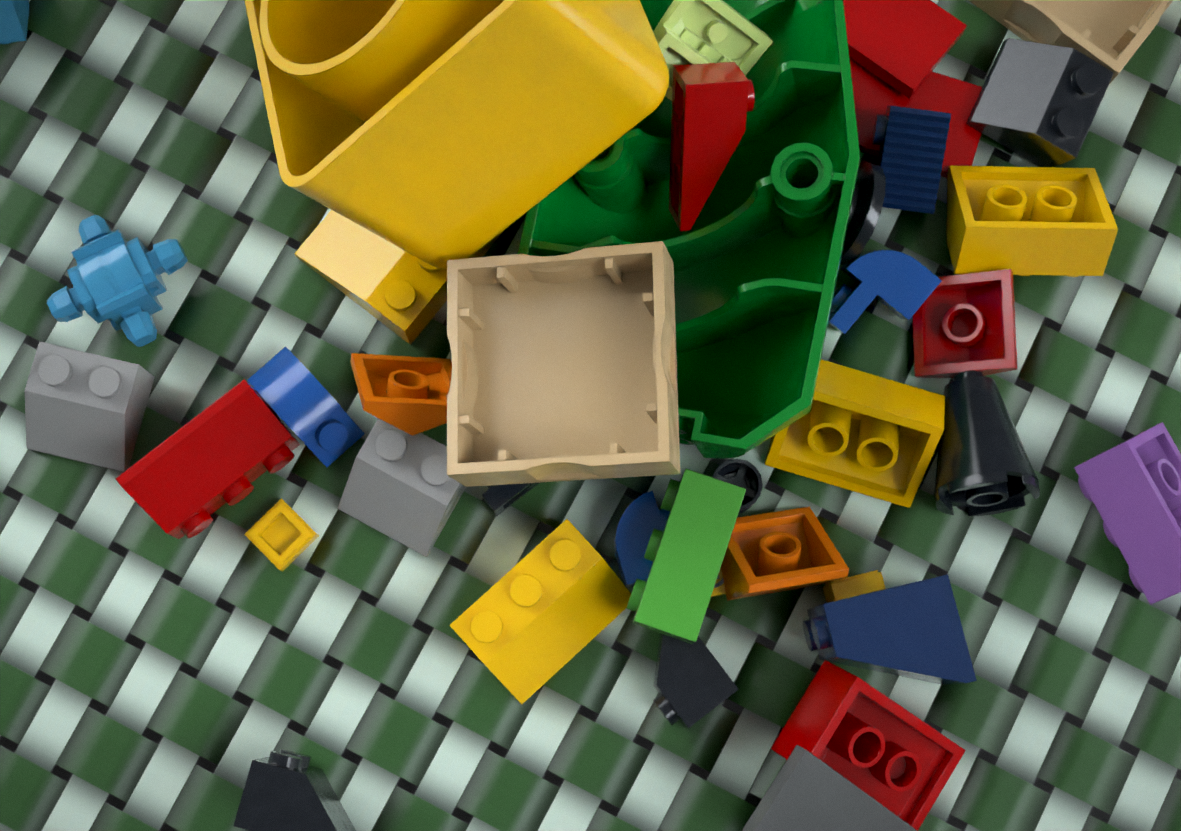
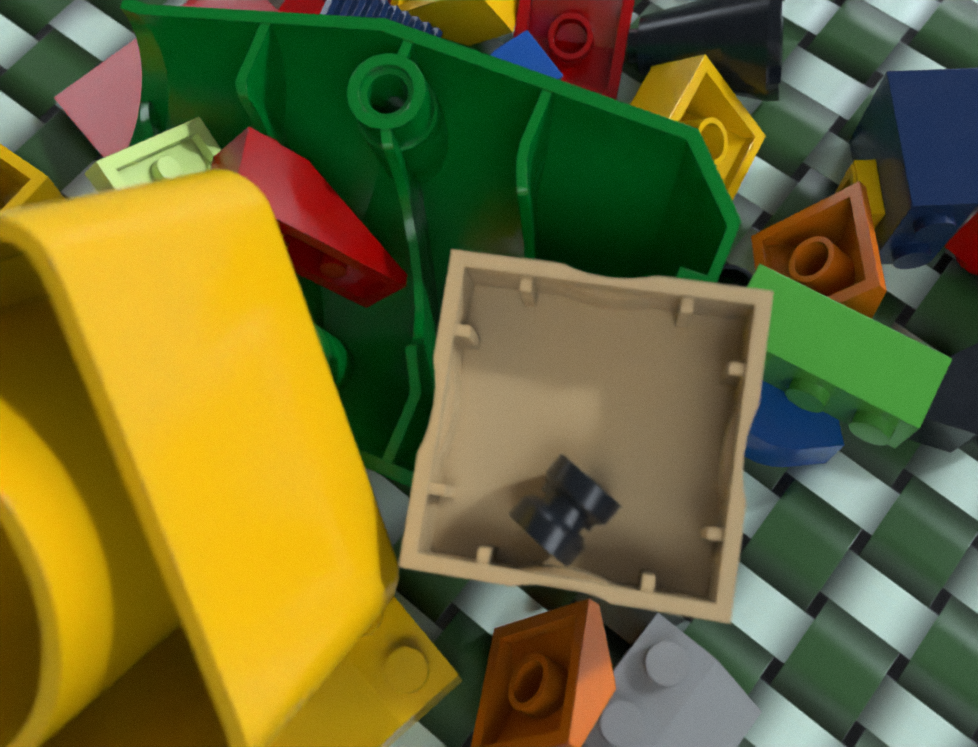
camera: 70 degrees left, 10 degrees down
(510, 363) = (568, 507): none -> black wheel
(543, 611) = (854, 572): yellow slope -> none

